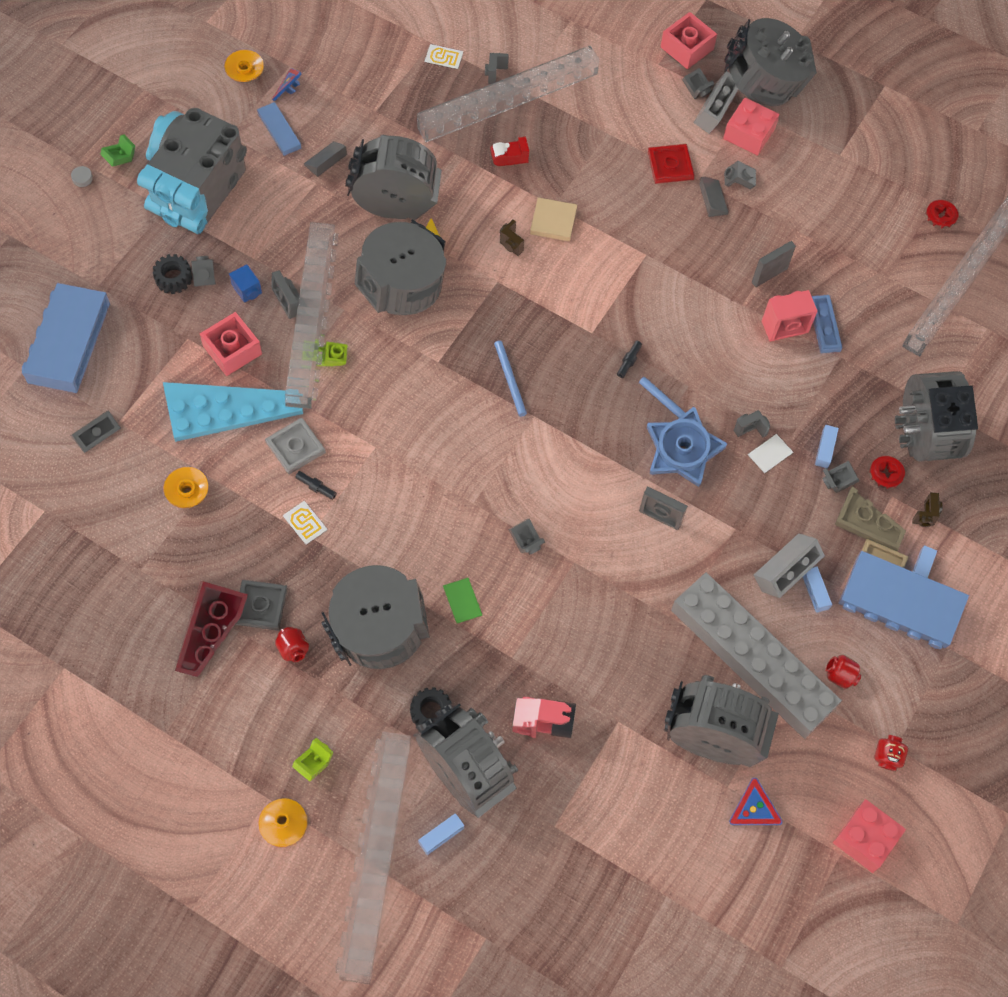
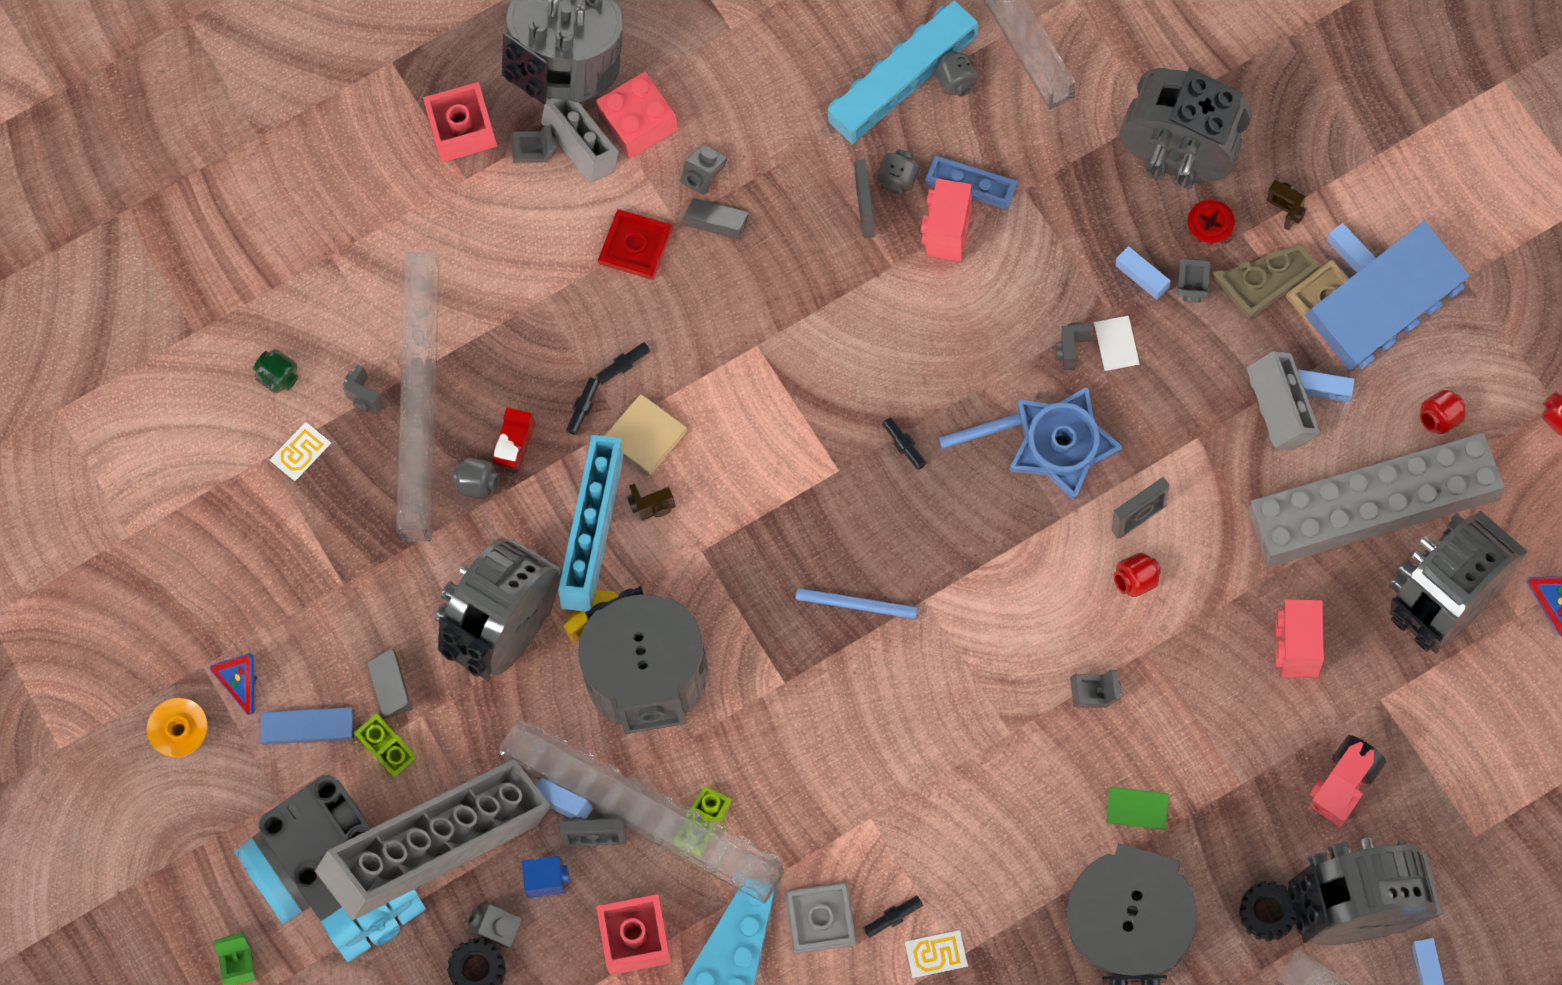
camera: 50 degrees left, 5 degrees up
(226, 198) = (432, 839): none -> light grey brick
(287, 171) = (385, 745): none -> lime slope
(296, 271) = (564, 800): none -> light blue piece
(475, 144) = (475, 478): none -> dark grey head
(476, 206) = (591, 523): none -> medium azure brick
(483, 20) = (275, 371): none -> dark green head
(552, 179) = (582, 406): none -> black bar
(591, 188) = (622, 363): none -> black bar
(618, 529) = (1137, 574): none -> red head
(628, 645) = (1301, 638): none -> coral brick
(804, 277) = (897, 172): none -> dark grey head
(872, 253) = (901, 72): none -> medium azure brick
(890, 282) = (956, 74): none -> dark grey head

